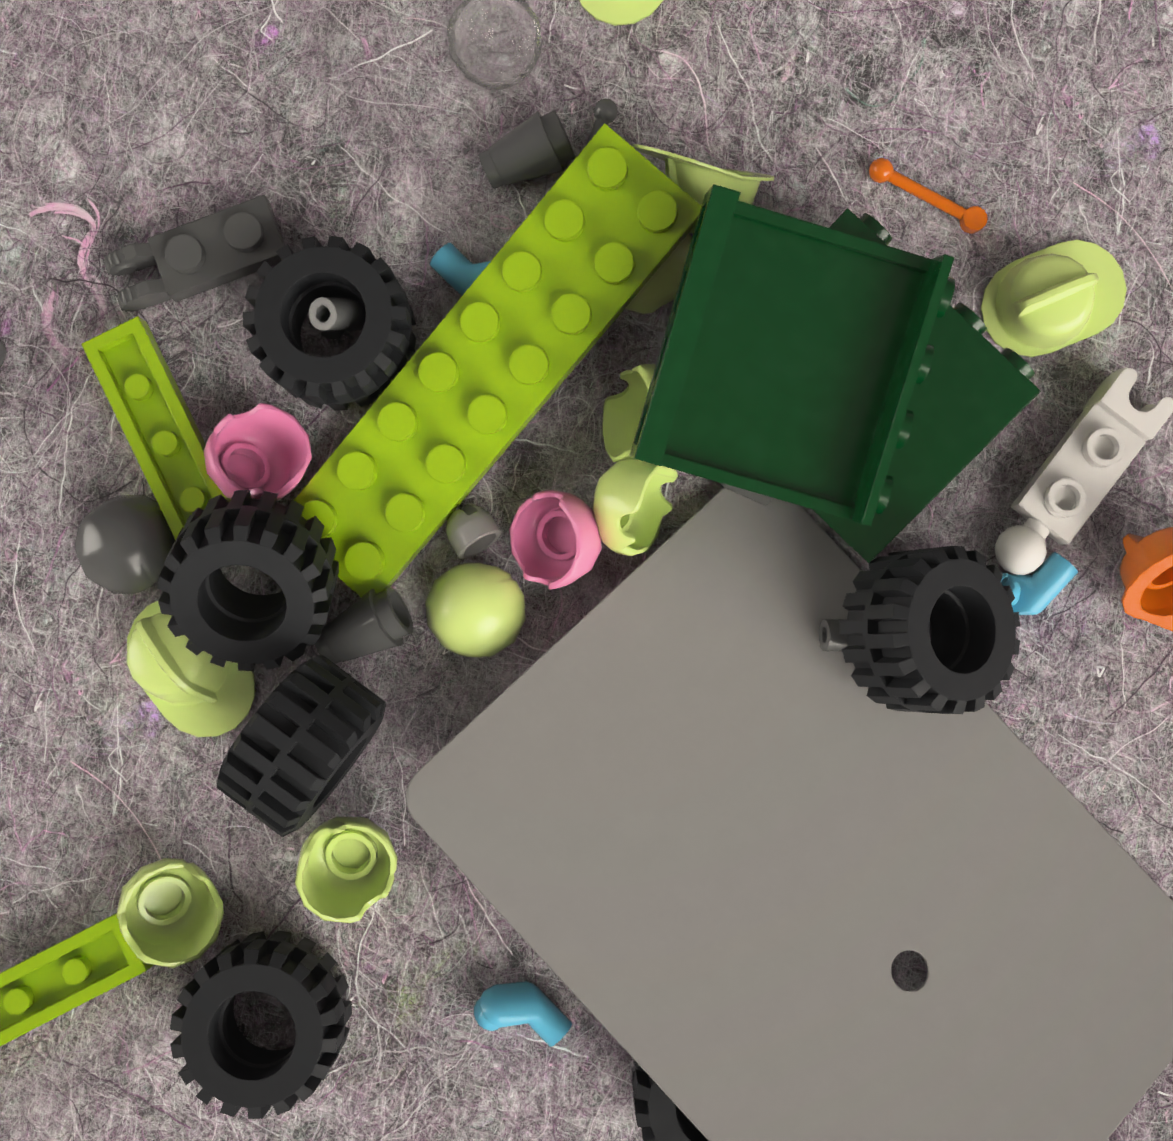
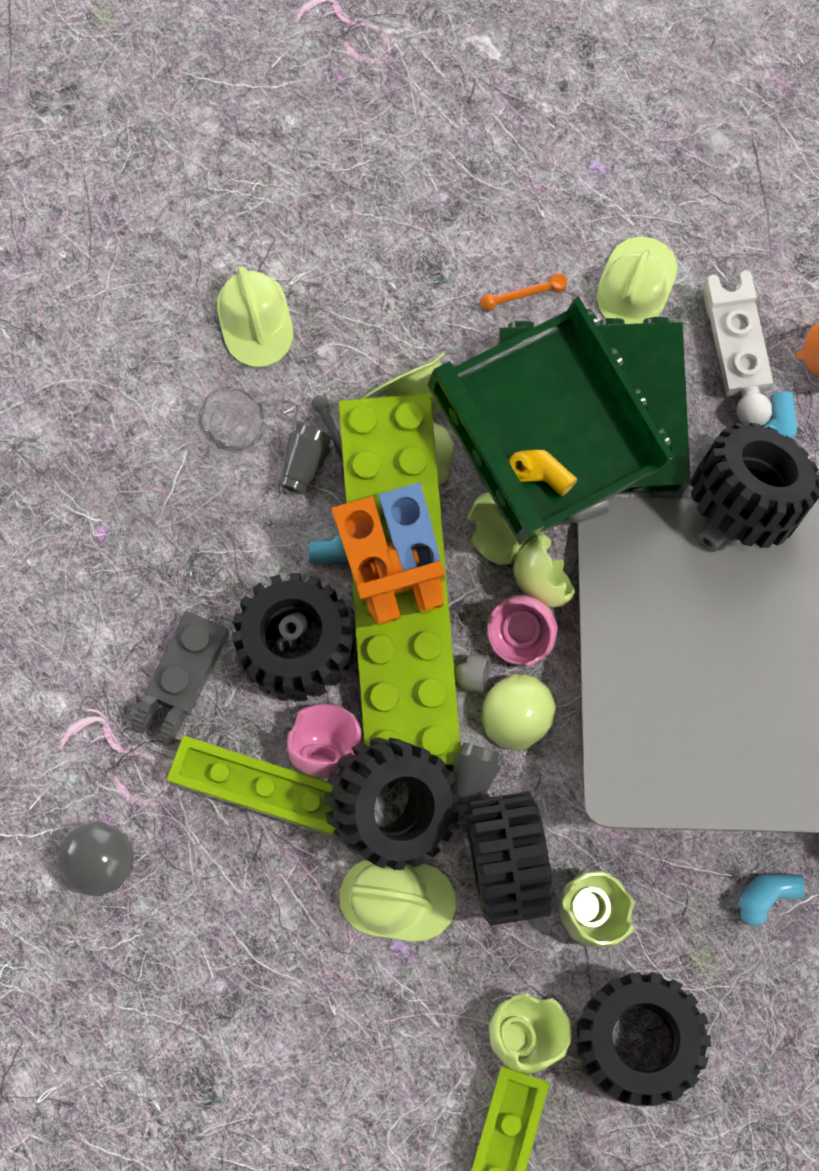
camera: 45 degrees left, 15 degrees down
(124, 544) = (296, 865): dark grey hair -> none
(489, 333) = (393, 567): none -> orange hips
(726, 398) = (542, 466): none -> yellow arm

